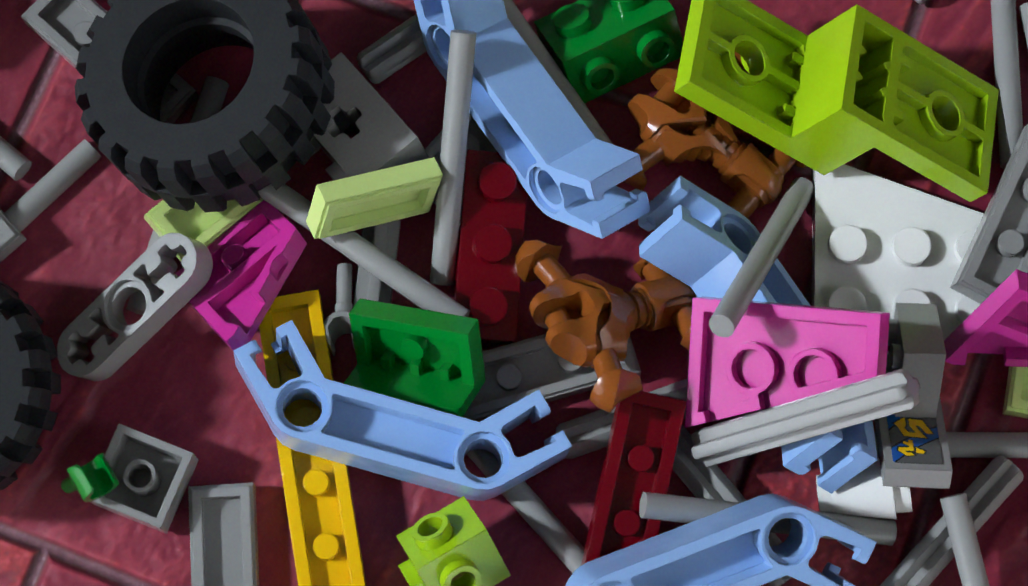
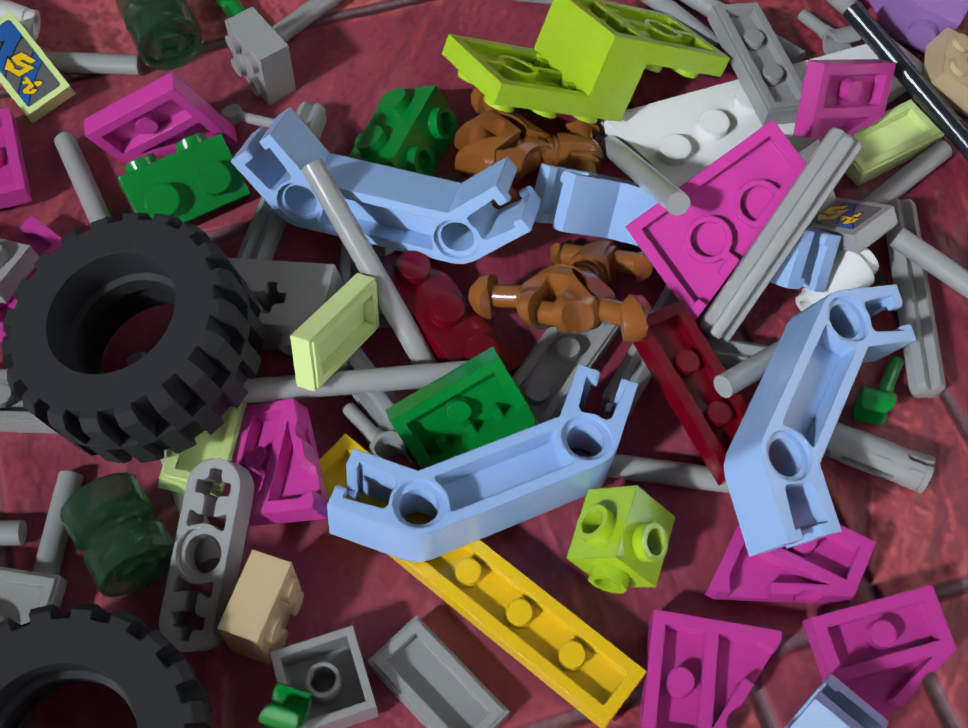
camera: 45 degrees left, 15 degrees down
(85, 235) = (118, 533): none -> clear green wheel
(141, 383) = (261, 607): none -> tan piece

